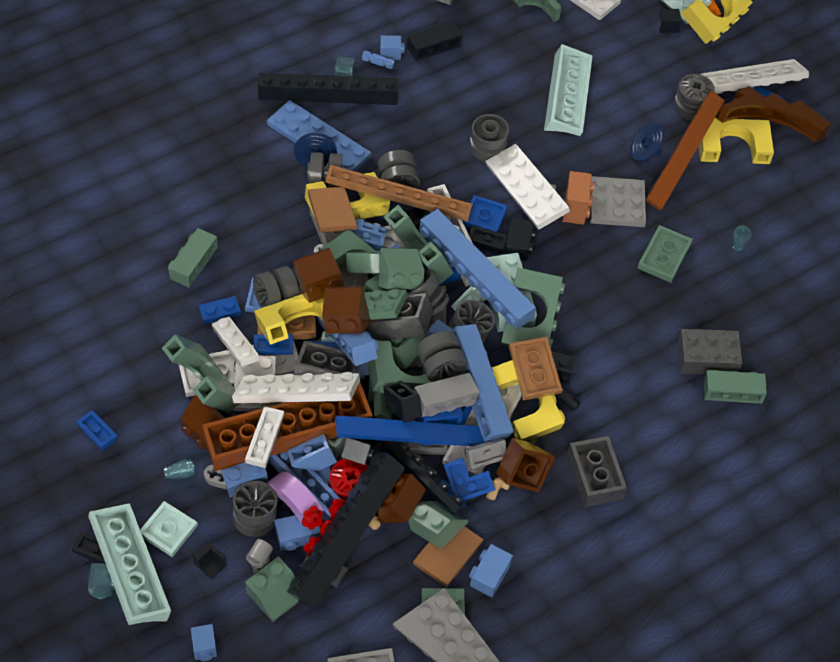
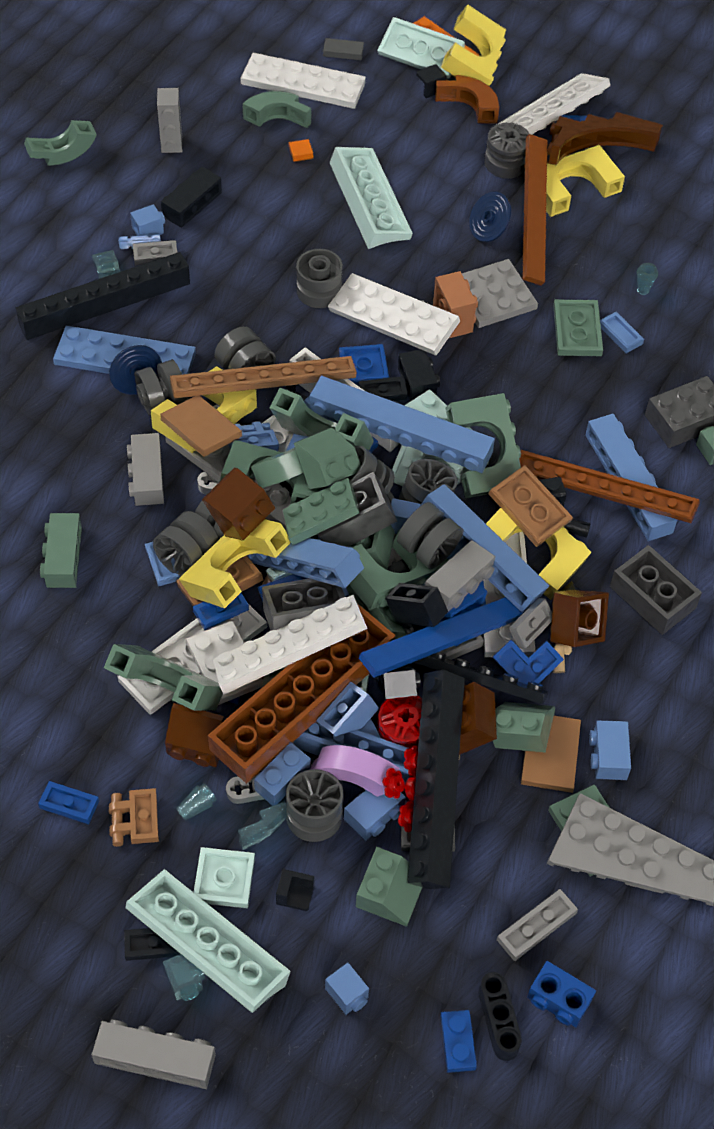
camera: 25 degrees left, 0 degrees up
(53, 621) = (154, 1054): none -> light grey brick
(138, 464) = (143, 817): none -> medium nougat plate
(219, 309) = (128, 597): blue plate -> none
(220, 506) = (270, 820): none -> clear light blue slope
(235, 341) = (174, 624): white plate -> none
(259, 555) = (355, 857): light grey piece -> none
(264, 437) = (292, 715): white plate -> none
(283, 225) = (145, 469): none -> light grey brick
(345, 310) = (297, 529): reddish brown slope -> none
(383, 70) = (152, 251): none -> light grey plate
(538, 36) = (301, 150): none -> orange tile
(608, 381) = (612, 487): none -> dark orange tile
(633, 382) = (622, 460): none -> medium blue brick
(696, 41) = (471, 92): none -> dark orange arch
(698, 271) = (621, 332): none -> medium blue tile

